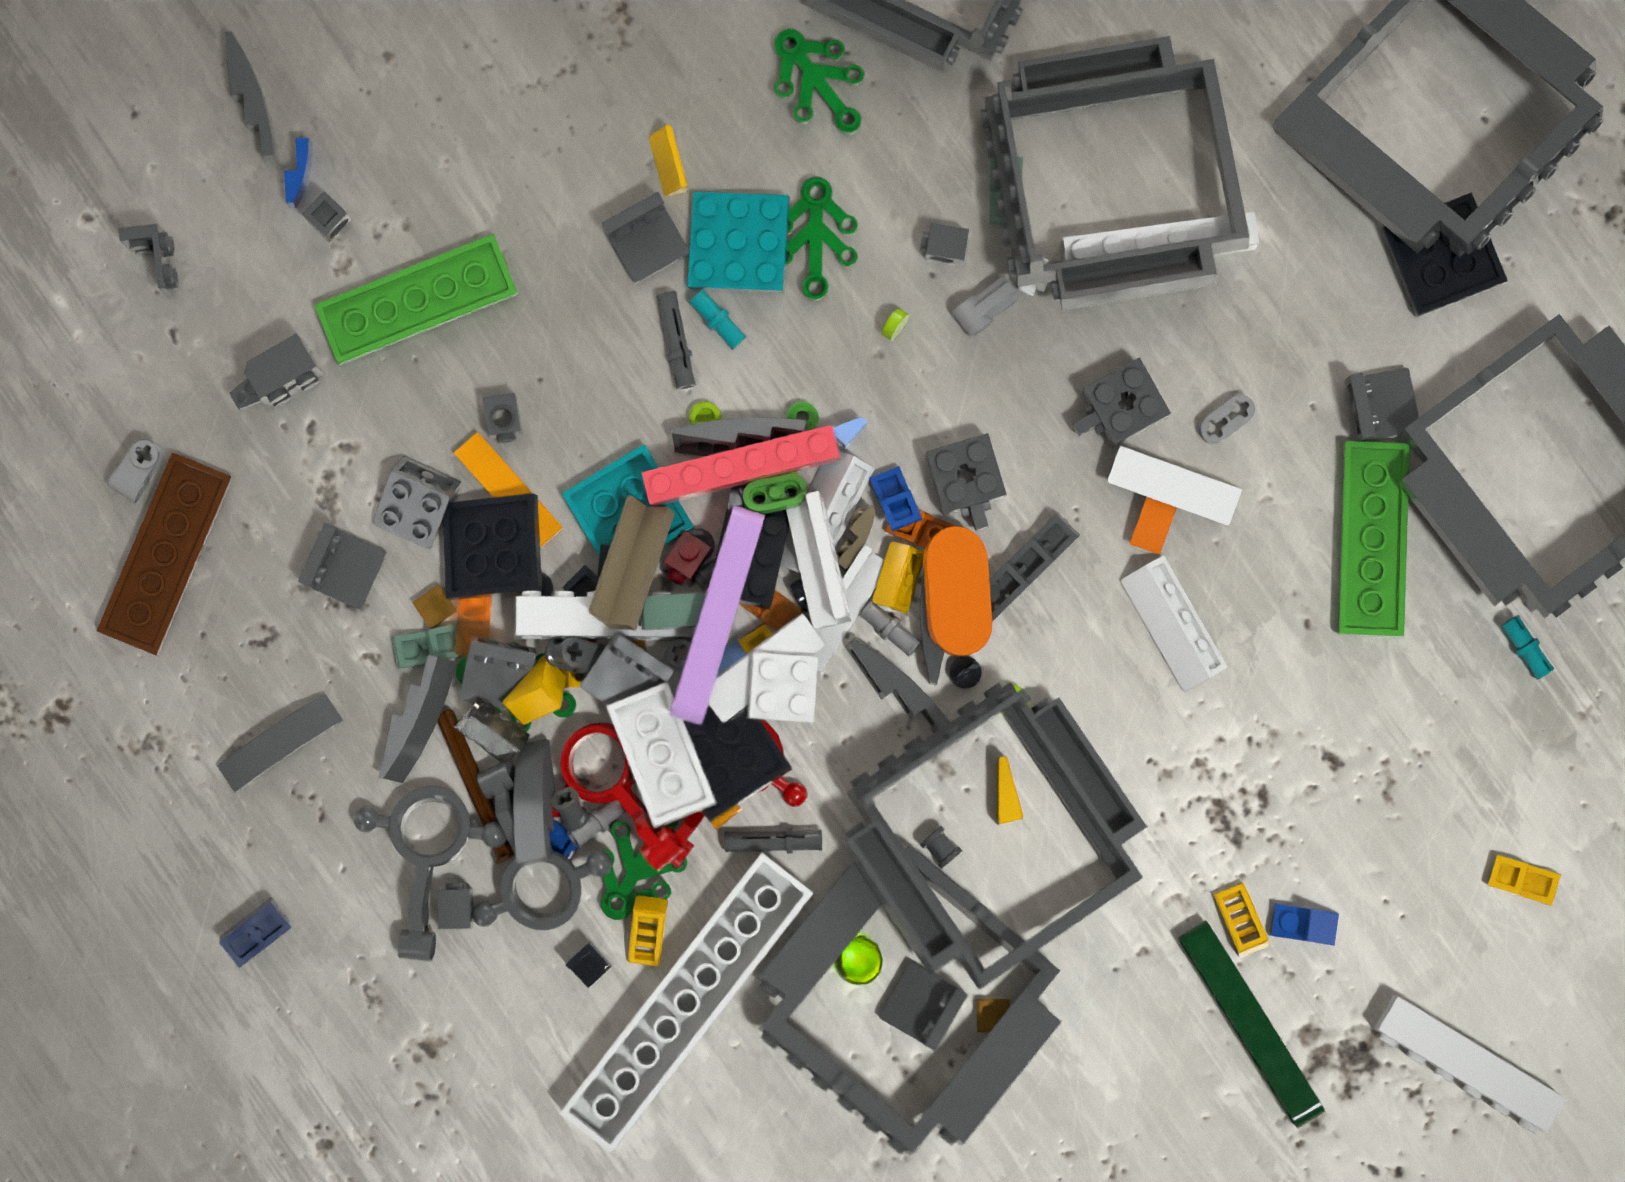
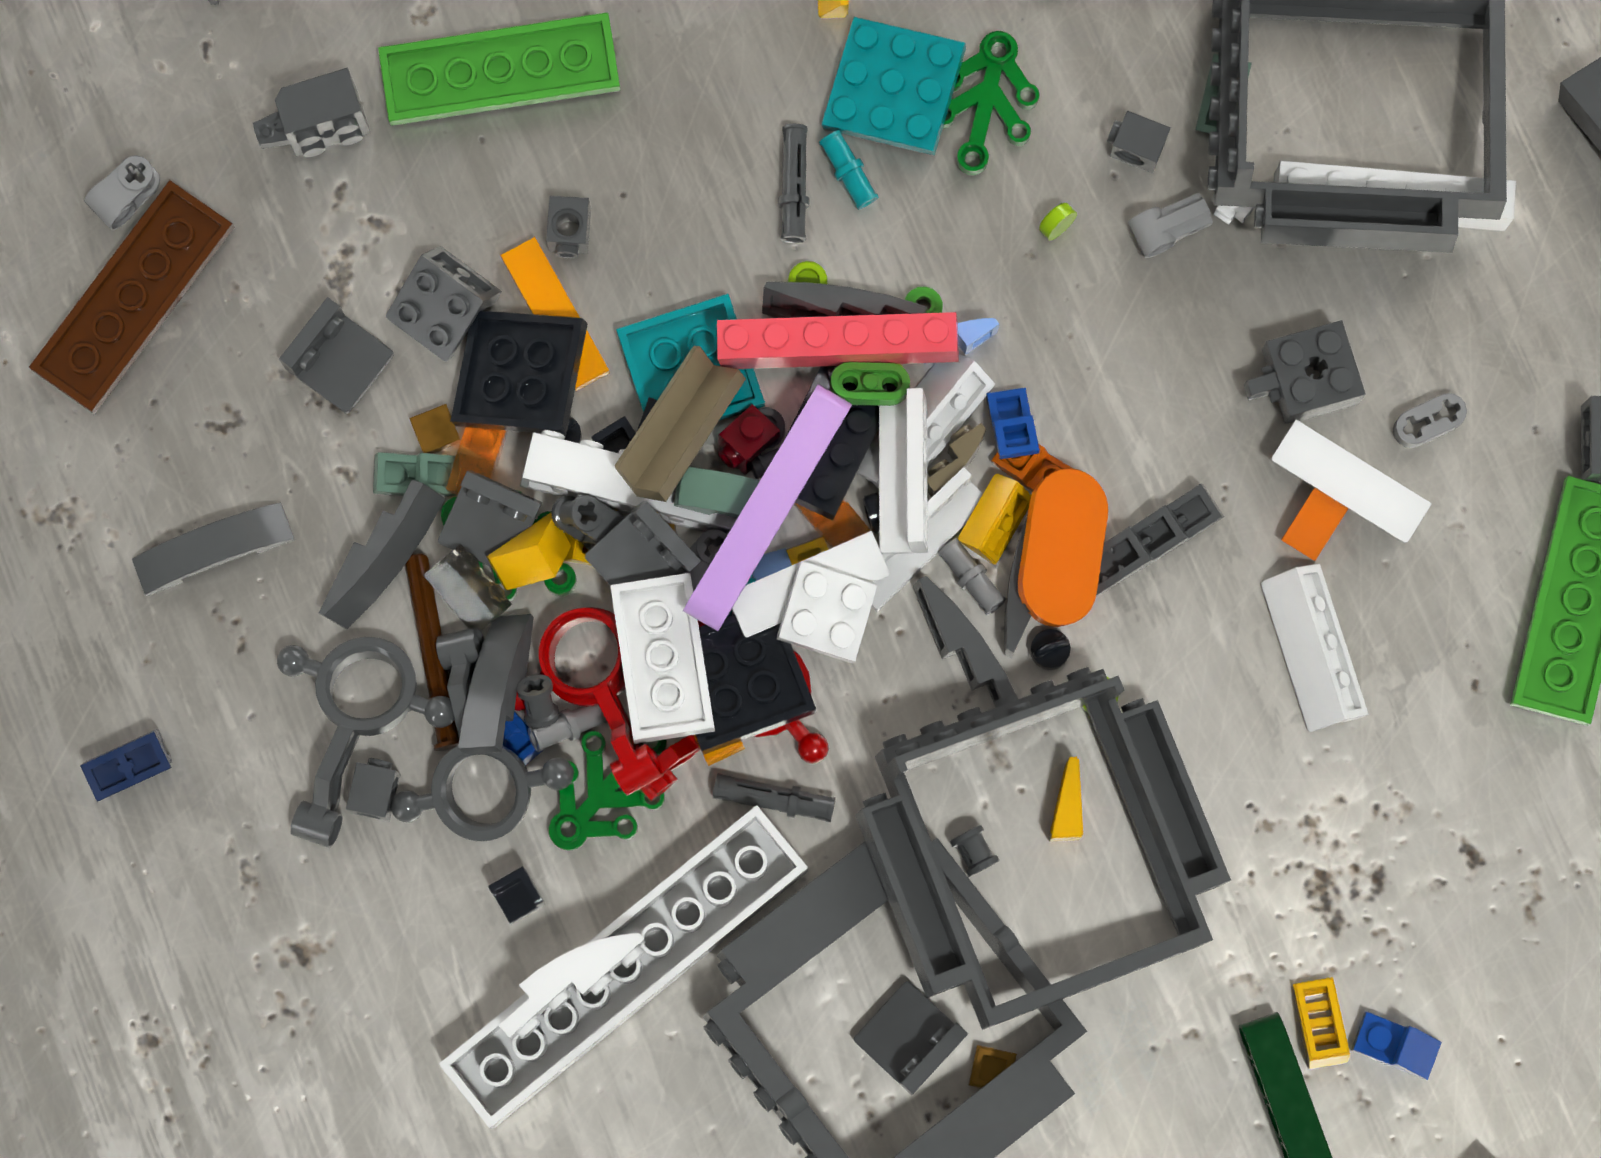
camera: 15 degrees right, 5 degrees down
(645, 238) = (785, 55): dark grey bracket -> none
(650, 911) = (605, 847): yellow slope -> none
(656, 1013) = (585, 967): none -> white slope
(859, 962) = (845, 965): clear neon green hair -> none
(957, 495) = (1084, 431): dark grey hinge -> none

